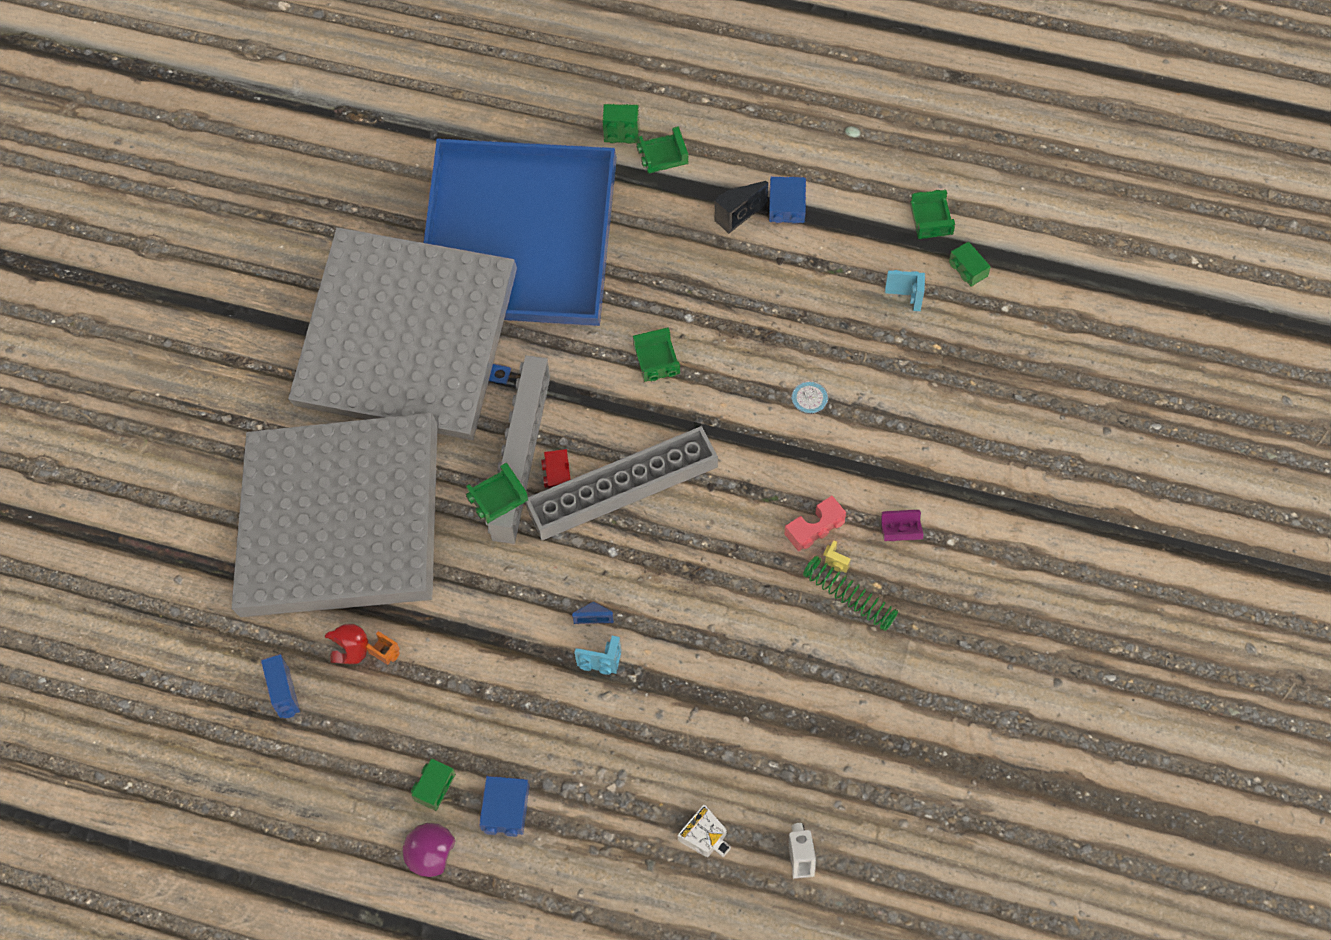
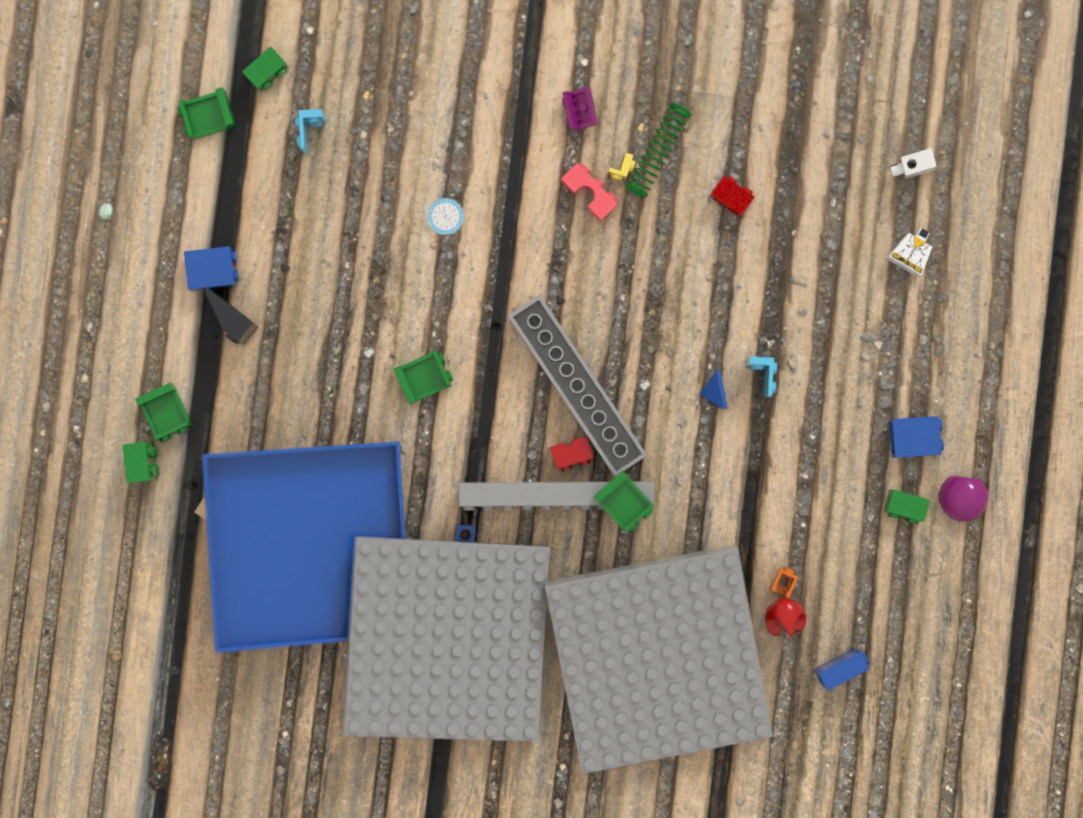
camera: 100 degrees left, 25 degrees up
(793, 658) = (732, 195): none -> red brick

